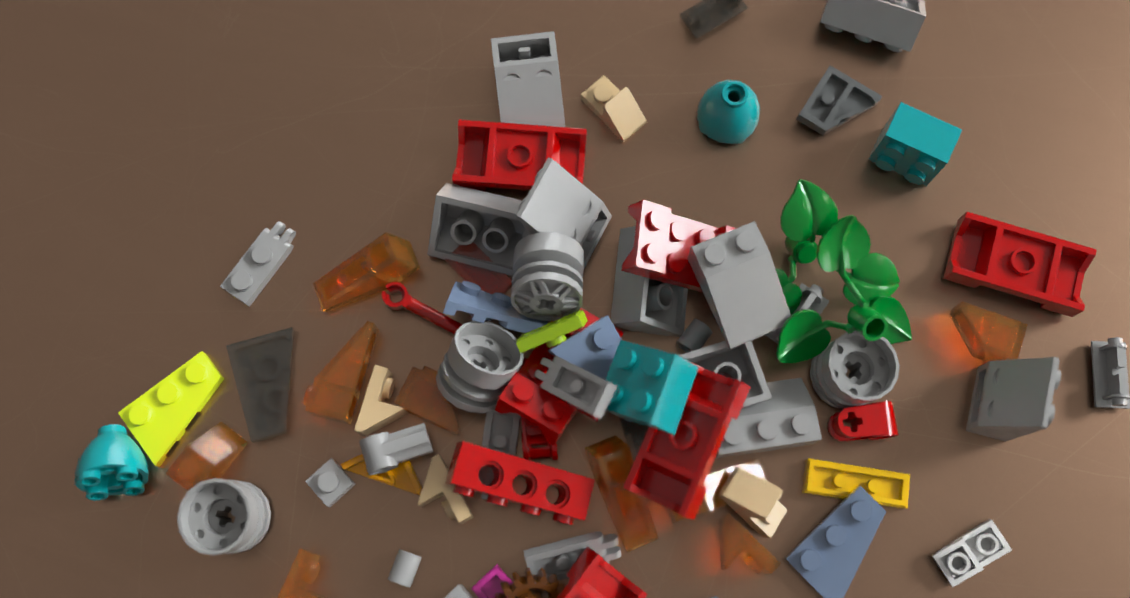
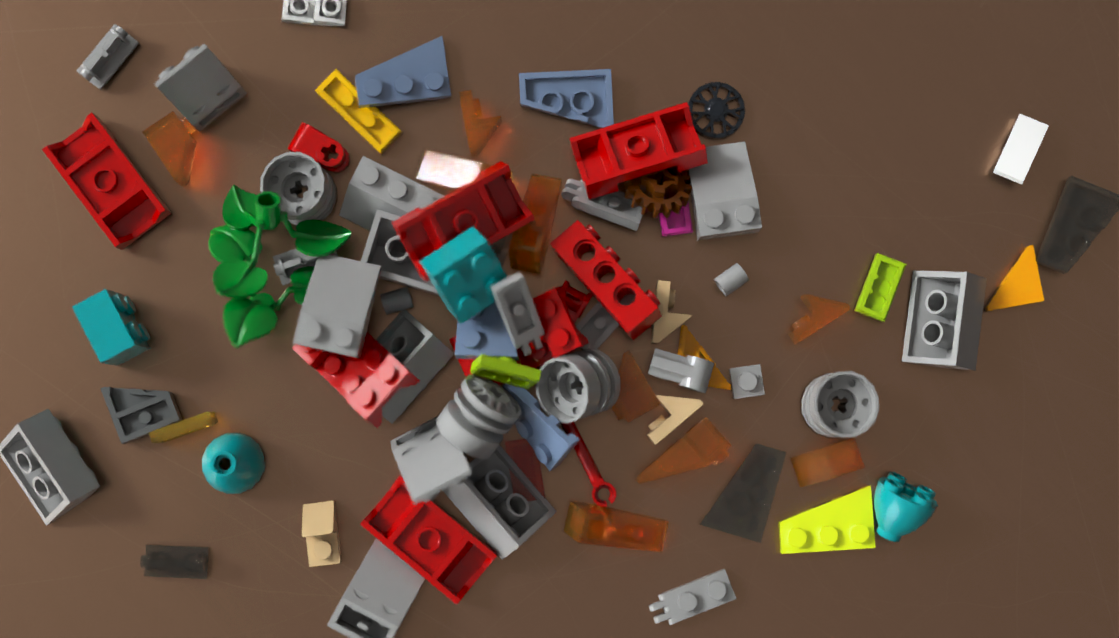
camera: 145 degrees left, 10 degrees up
(754, 501) = (444, 148): tan slope -> none
(790, 111) = (183, 427): none -> clear yellow tile

